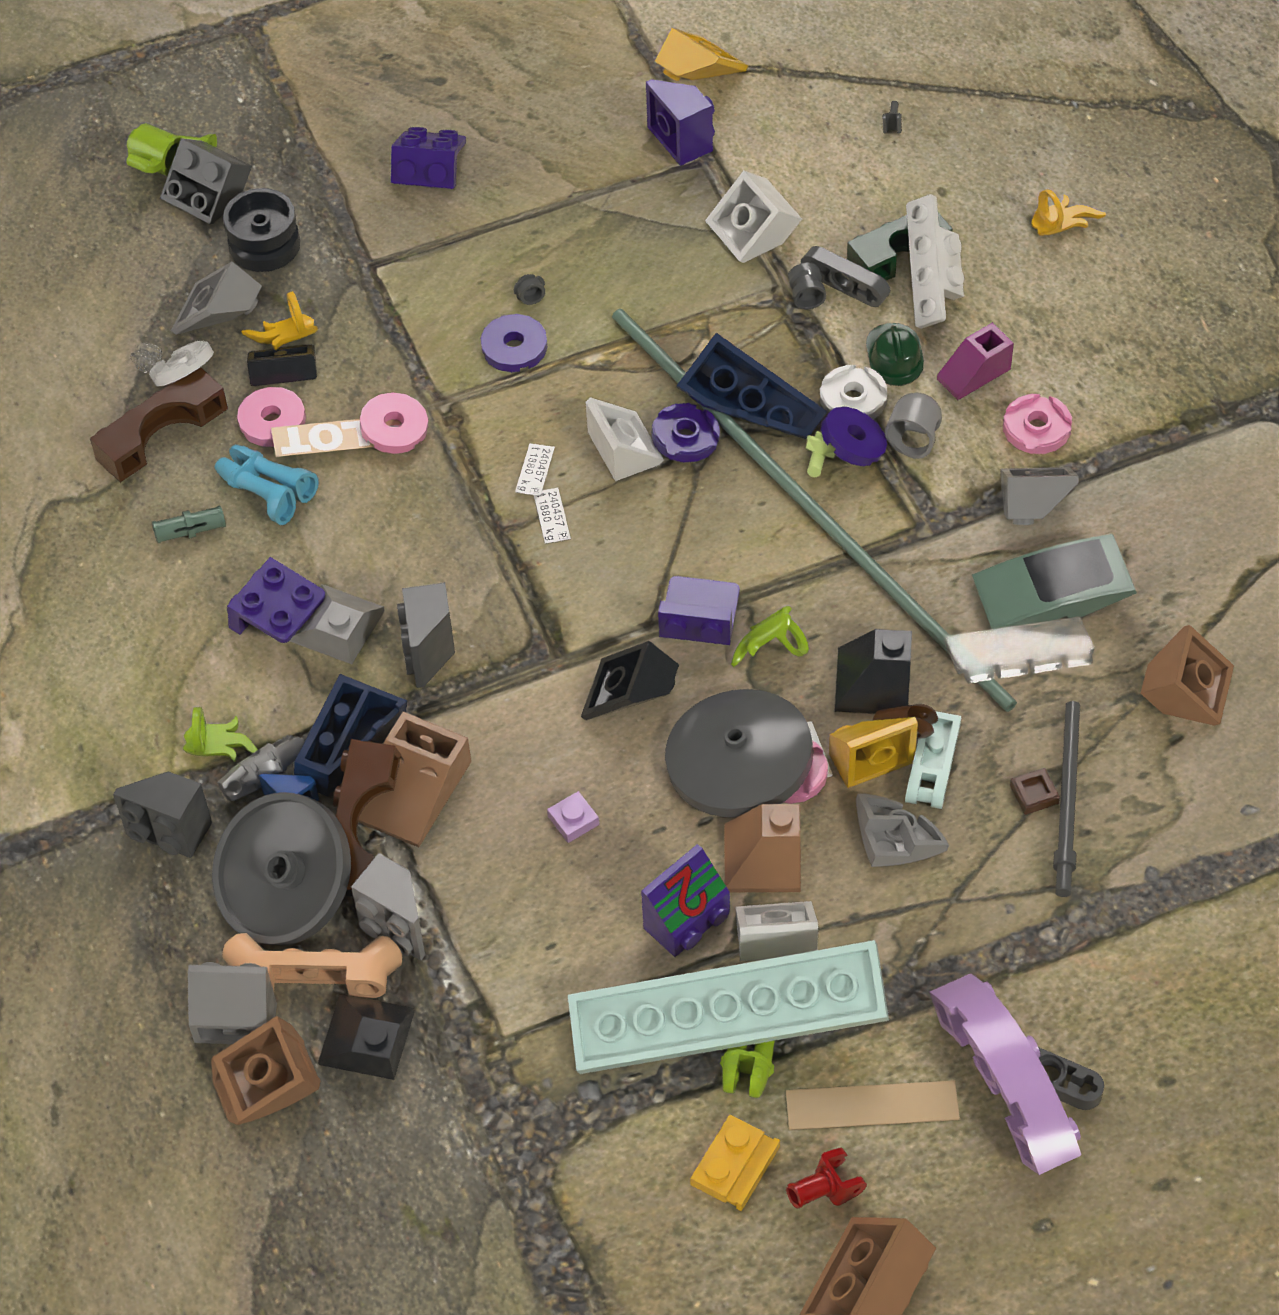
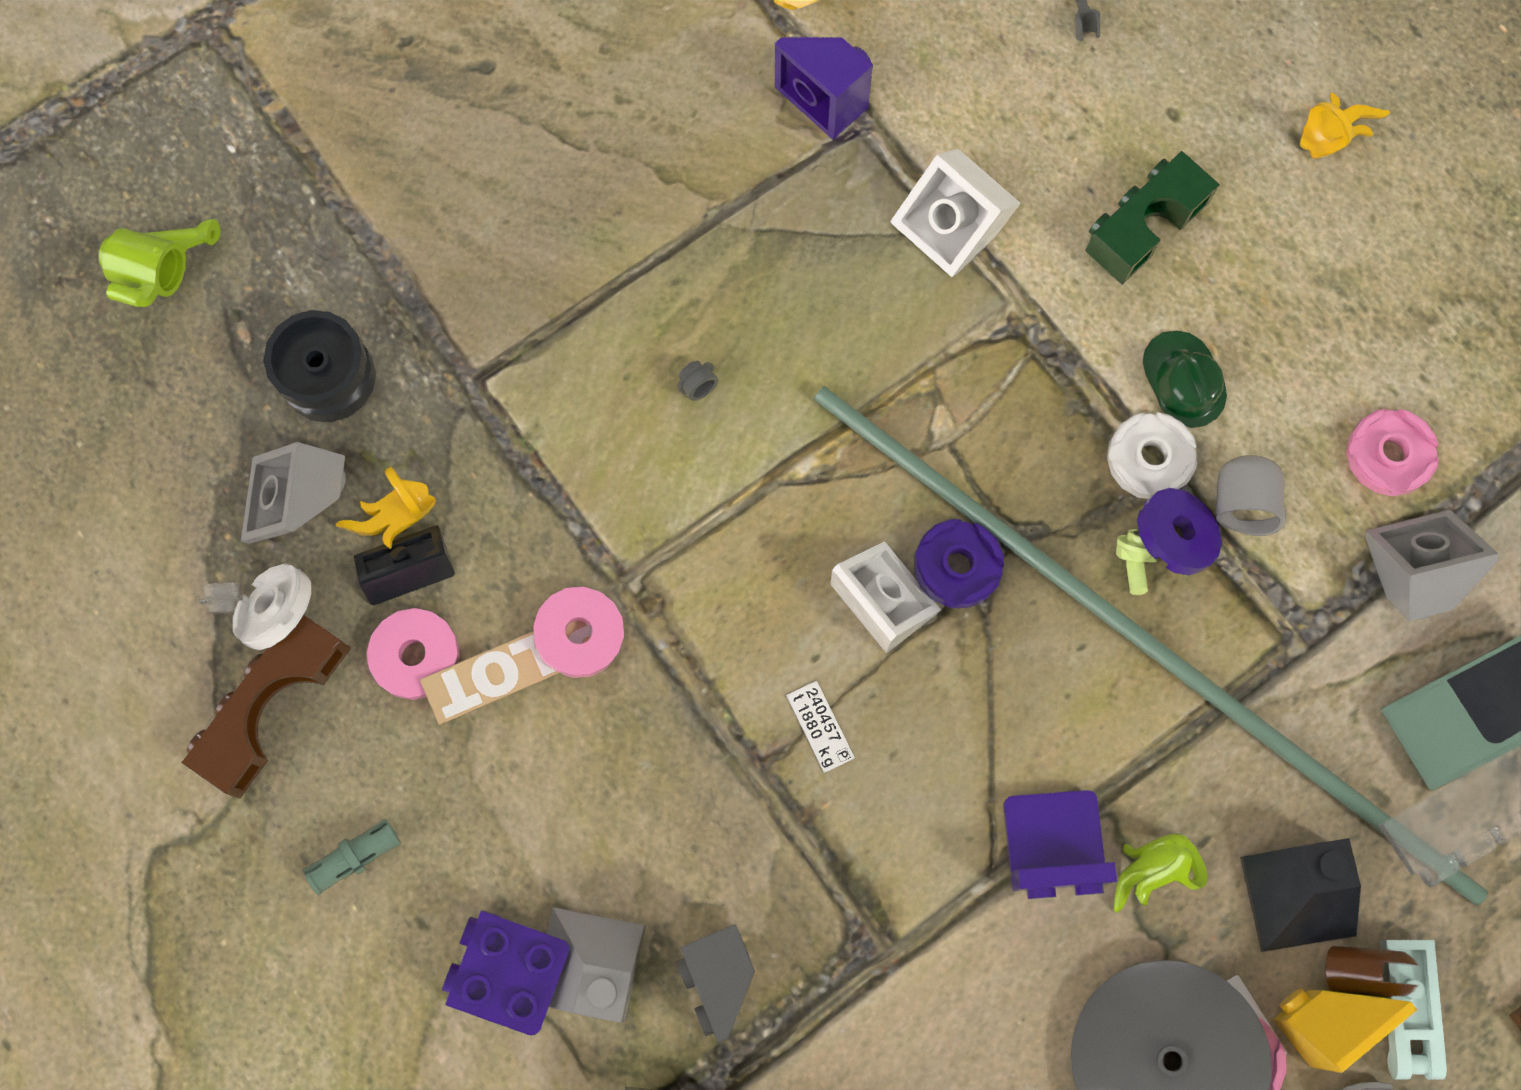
camera: 15 degrees left, 20 degrees up
(204, 179) = (220, 295): dark grey slope -> none
(281, 499) = (462, 796): medium azure piece -> none
(426, 158) = (505, 197): dark purple bracket -> none
(510, 328) = (692, 443): tile -> none
(534, 469) = (779, 660): white sticker -> none
(630, 680) = (999, 990): black slope -> none
(742, 387) = (1014, 488): dark blue wedge -> none
(807, 286) = (1052, 303): dark grey wheel -> none
(862, 283) = (1096, 278): dark grey beam -> none
(933, 261) = (1207, 241): white bracket -> none
(977, 361) = (1302, 383): magenta slope -> none

